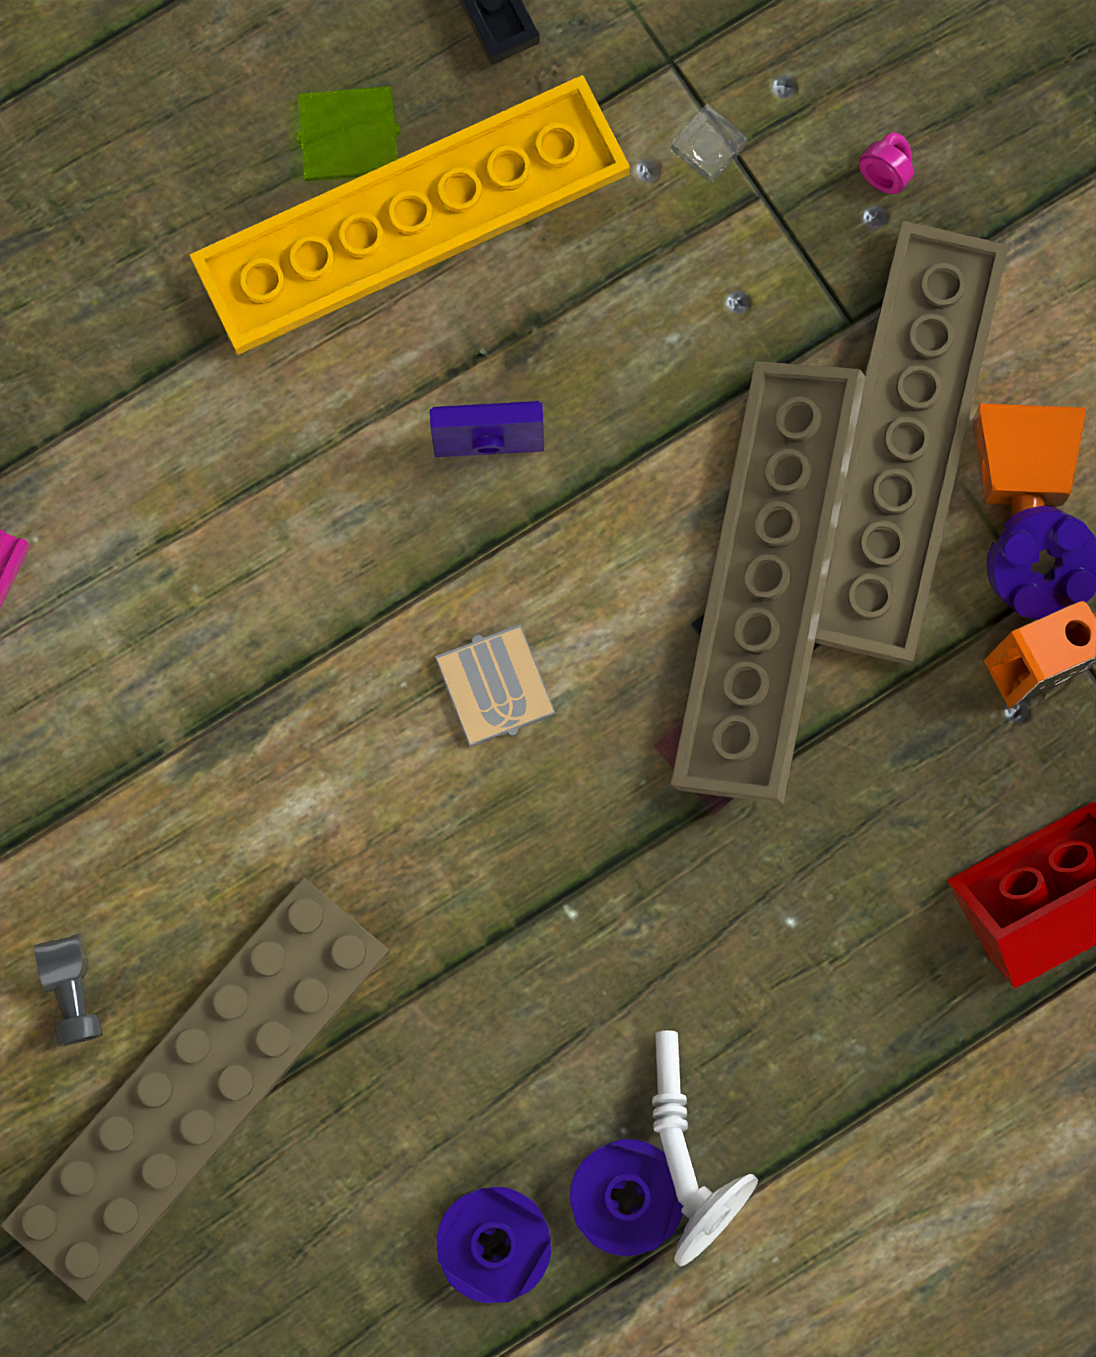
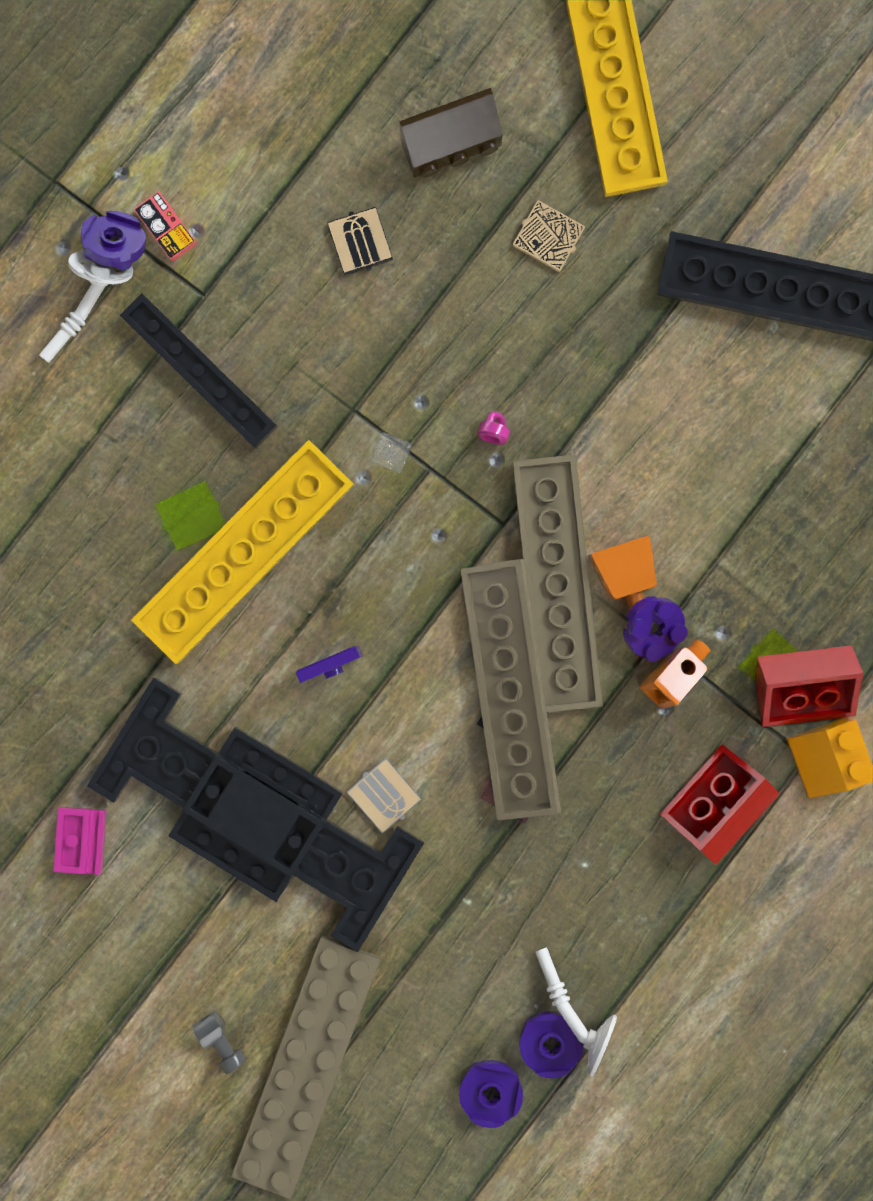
camera: 20 degrees left, 10 degrees up
(291, 625) = (247, 824): none -> black piece

